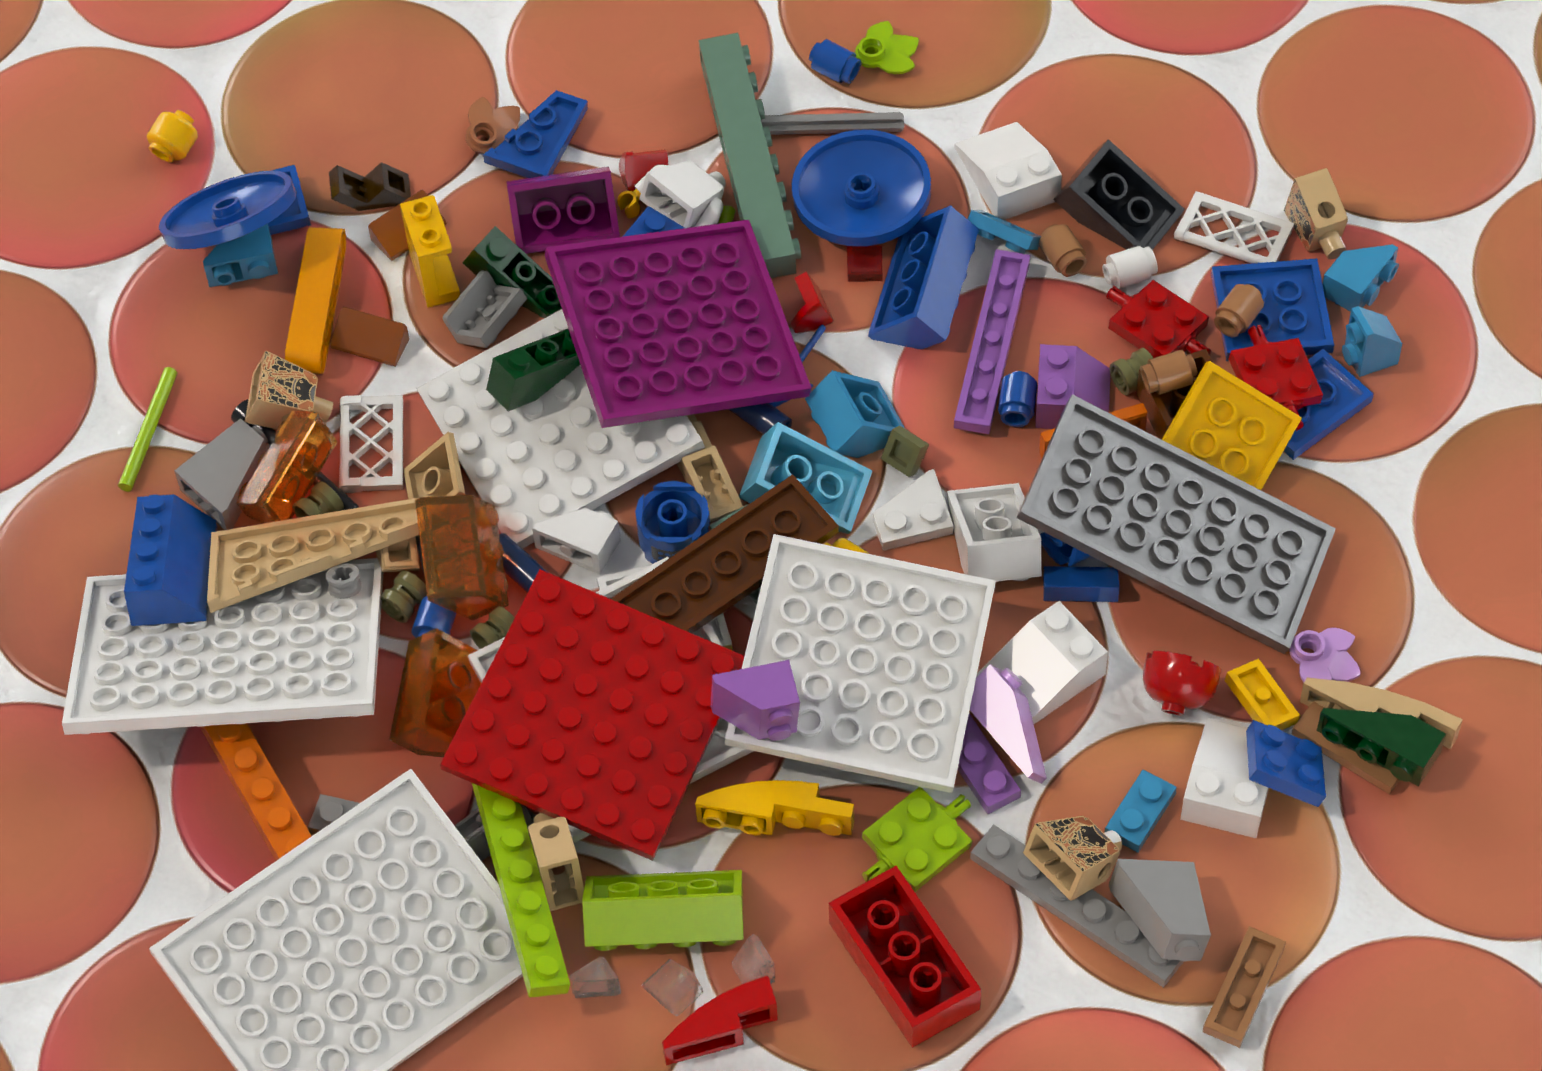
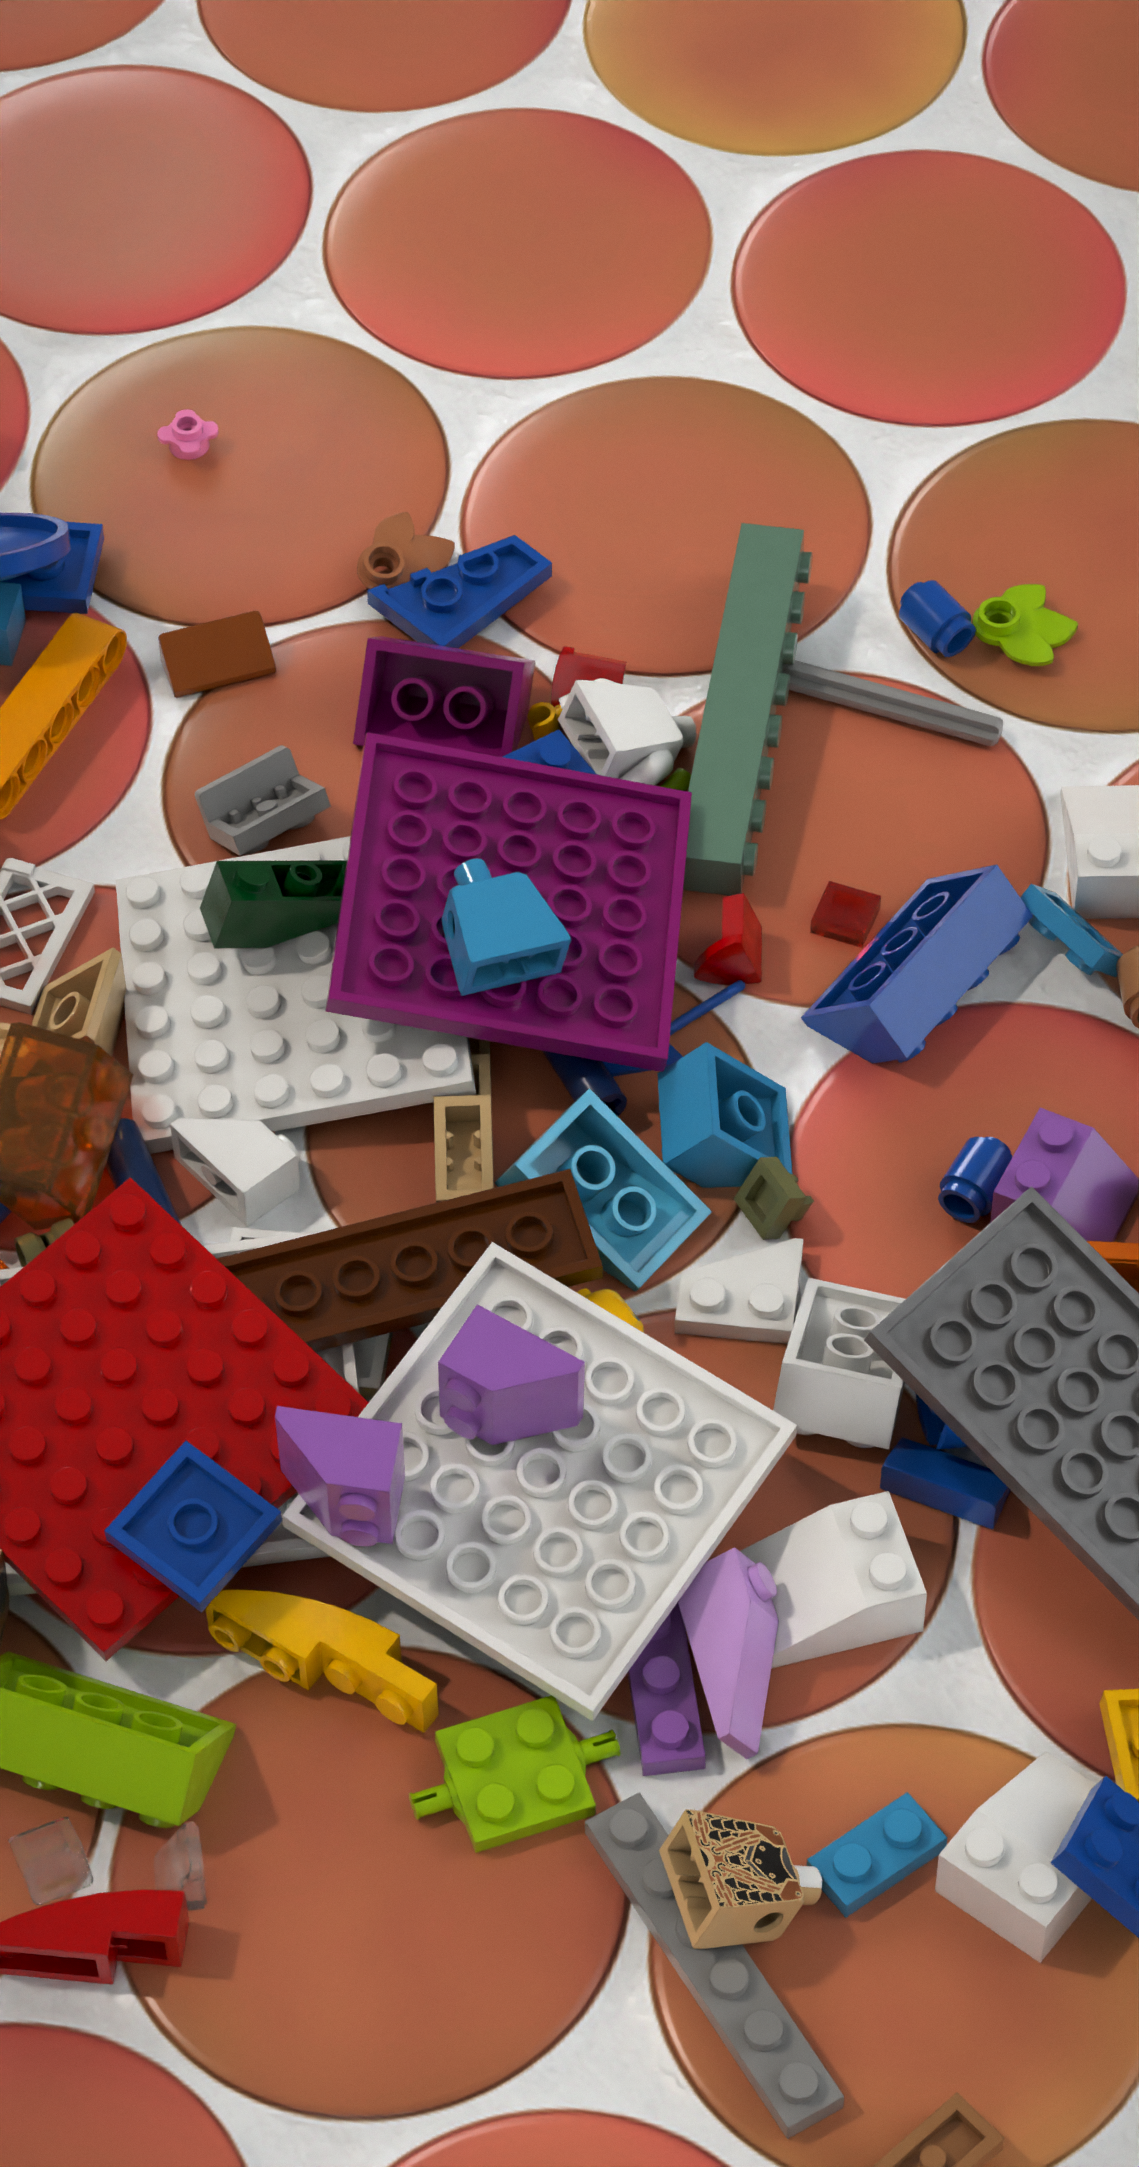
camera: 20 degrees right, 5 degrees down
(316, 89) = (188, 435): none -> bright pink plate
(369, 336) = (89, 789): dark orange slope -> none
(378, 189) = (197, 595): dark brown slope -> none
(429, 250) = (216, 705): yellow panel -> none
(514, 269) = (321, 752): dark green slope -> none
(670, 519) = (374, 1173): blue brick -> none
(677, 763) = (193, 1526): none -> blue plate
(684, 343) = (500, 930): none -> dark azure torso
(829, 613) = (507, 1382): none -> medium lavender slope
(861, 188) = (886, 803): blue dish -> none
(902, 952) = (402, 1938): red brick -> none
(992, 342) = (978, 1084): medium lavender plate -> none
(1164, 905) = (834, 2009): light grey slope -> none
(1179, 681) = (1021, 1678): red cylinder -> none

